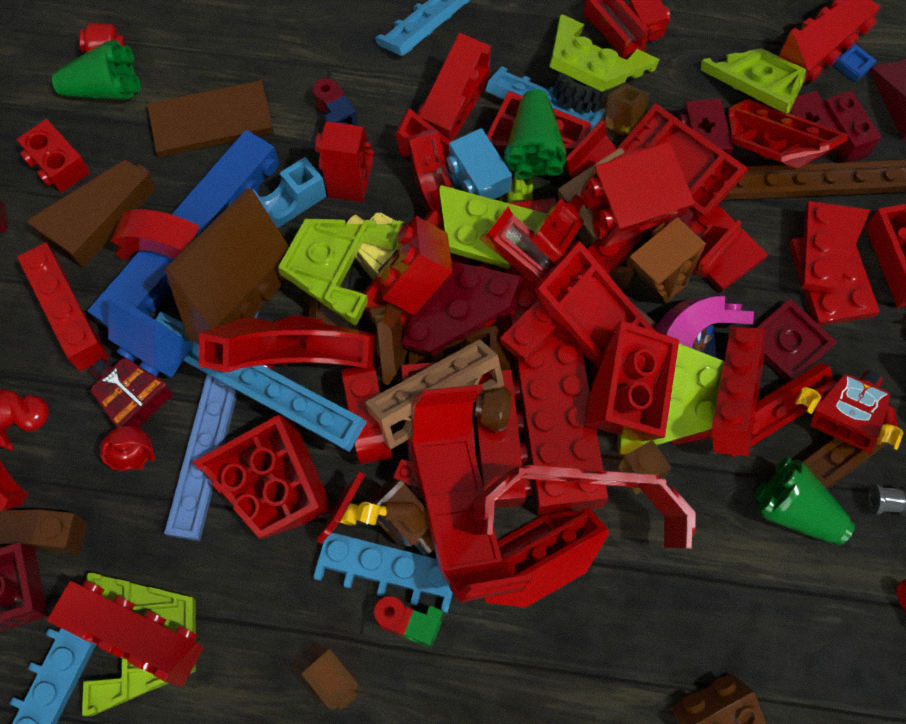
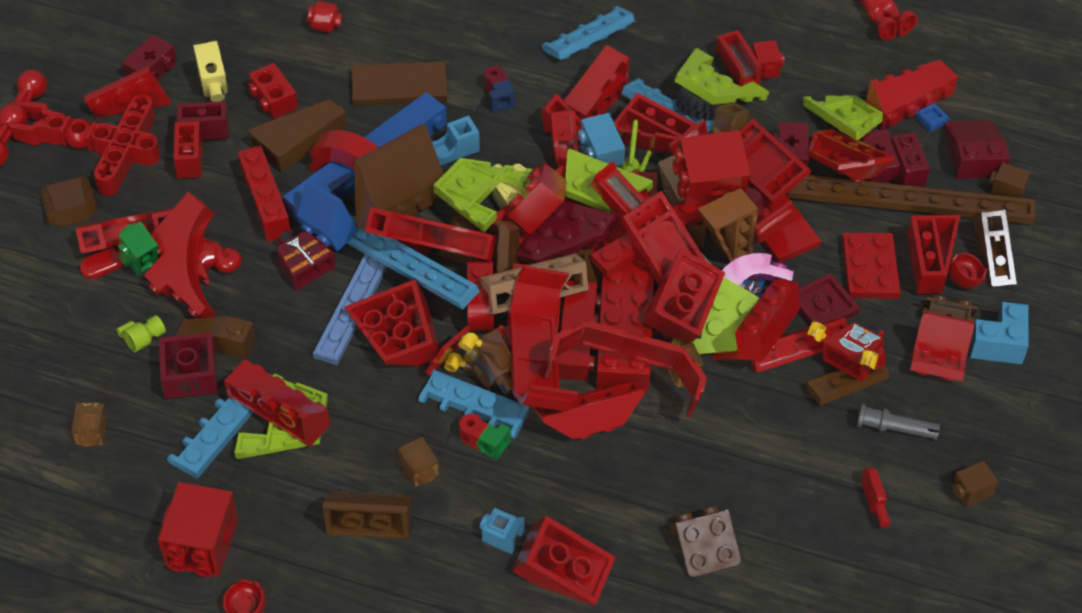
camera: 10 degrees right, 15 degrees down
(99, 74) = (318, 38): green cone -> none
(127, 448) = (296, 292): red hair -> none
(345, 160) = (499, 123): red wedge -> none
(494, 408) = (576, 301): reddish brown cone -> none
(535, 139) = (648, 127): green cone -> none
(559, 228) = (649, 181): red hinge -> none
(803, 503) = (801, 406): green cone -> none
(828, 243) = (869, 236): red wing -> none

